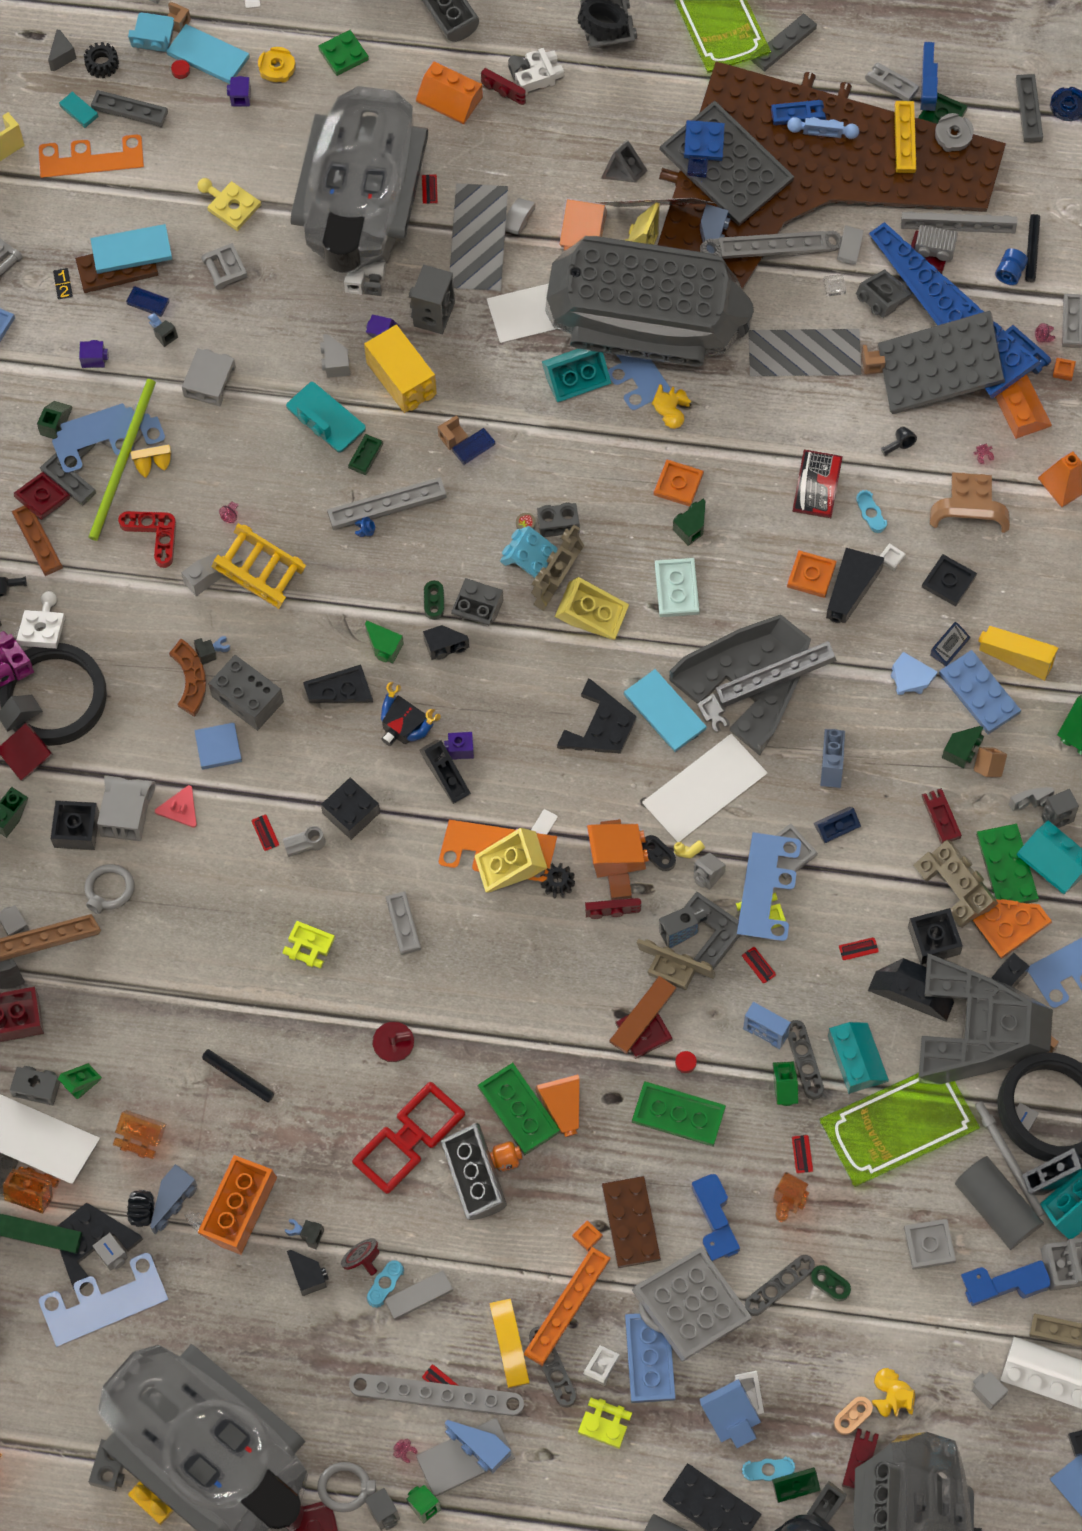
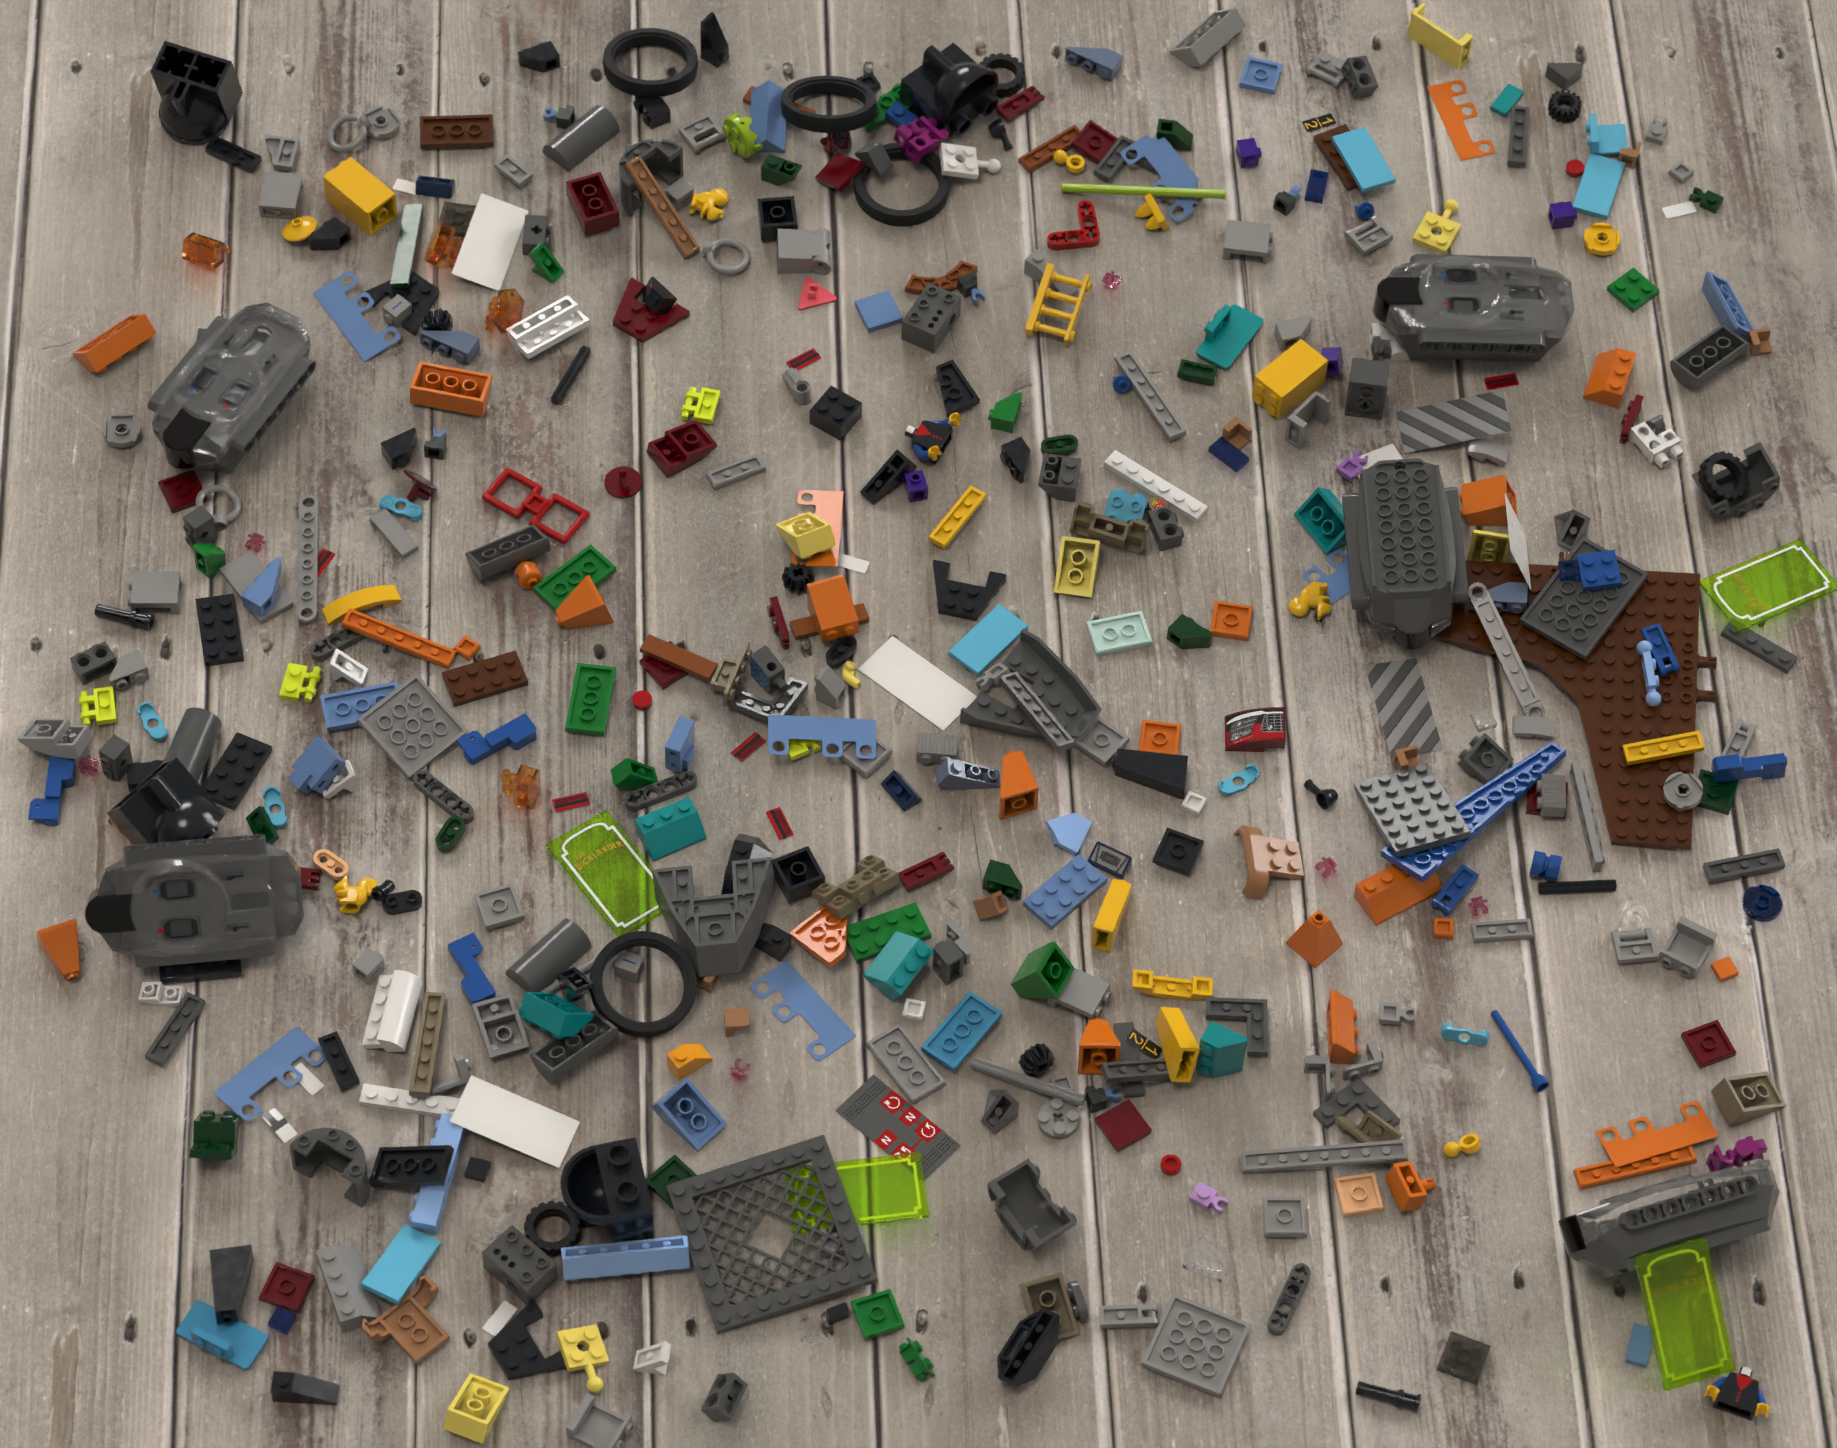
camera: 75 degrees right, 10 degrees down
(20, 230) = (1359, 76): none -> dark grey brick
(29, 897) = (705, 203): none -> yellow animal
(54, 531) = (1073, 163): none -> yellow plate
(152, 967) = (658, 297): none -> black slope
(172, 994) = (638, 319): none -> dark red wing
(172, 1089) = (547, 327): none -> white brick
(194, 263) = (1364, 211): none -> blue plate
(363, 973) = (681, 448): none -> dark red slope
(463, 376) = (1314, 407): none -> light grey panel
(499, 520) = (1155, 486): none -> white plate
(507, 712) = (957, 517): none -> yellow plate
(512, 339) = (1352, 468): none -> medium lavender plate
(516, 1505) = (219, 630): none -> black plate
(795, 780) = (936, 747): none -> light grey brick
(812, 622) = (1101, 741): none -> light grey plate
(857, 711) = (1018, 786): none -> orange slope
(899, 1366) = (379, 892): none -> black pin
(908, 1345) = (402, 902): none -> black plate

